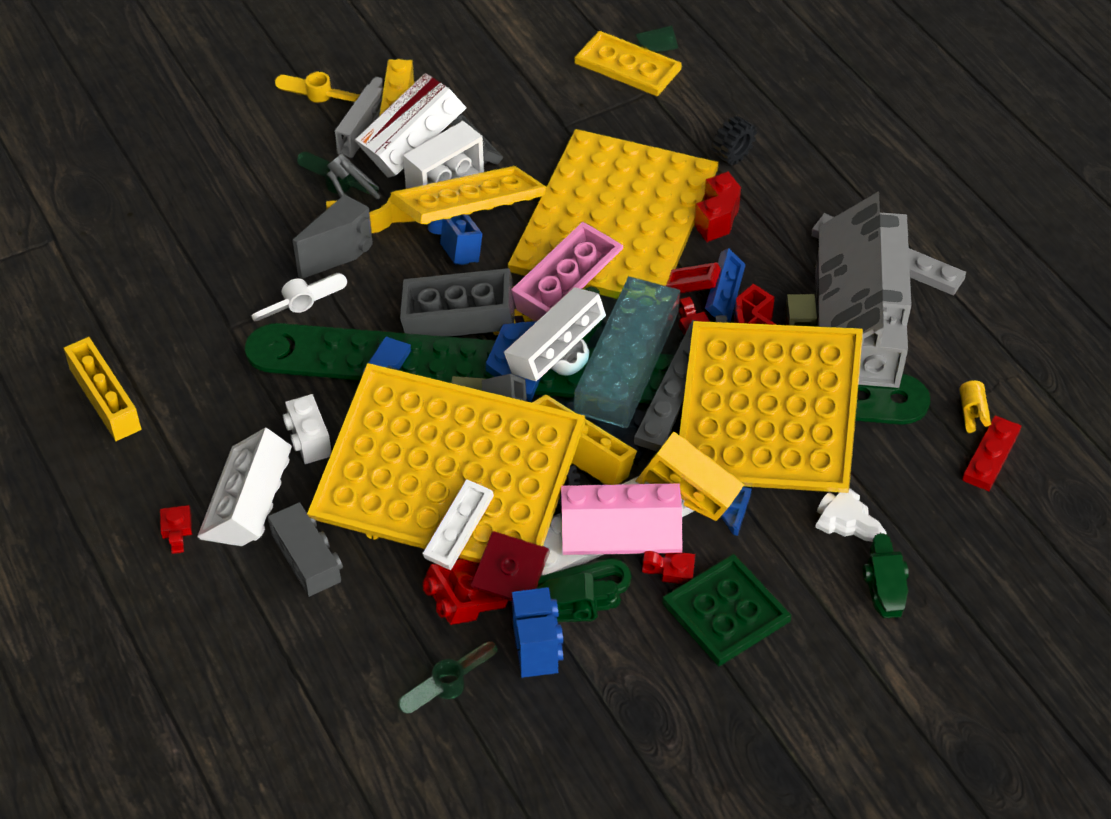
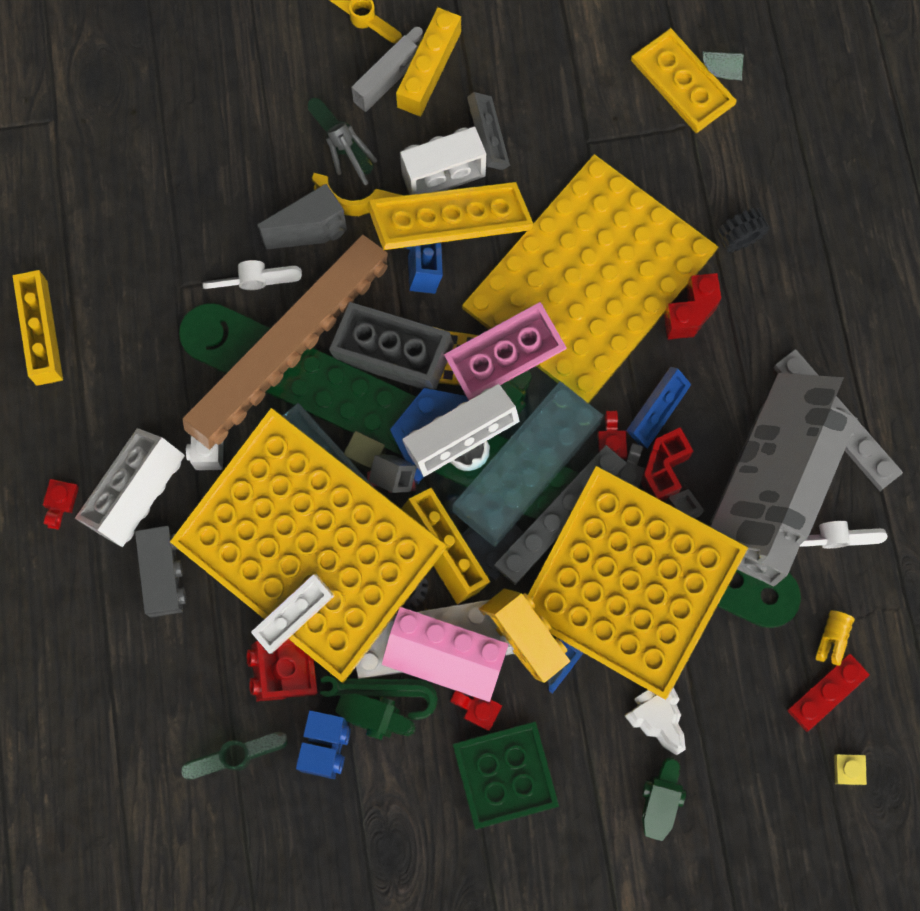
camera: 20 degrees right, 25 degrees up
(353, 327) = (284, 343): none -> medium nougat brick
(391, 353) = (303, 388): blue tile -> none
(409, 122) = (425, 107): white slope -> none
(509, 566) = (323, 673): dark red plate -> none
(694, 277) = (630, 389): red tile -> none
(801, 310) = (716, 468): olive brick -> none
(934, 332) = (836, 535): none -> white piece
(1045, 505) = (850, 769): none -> light yellow plate

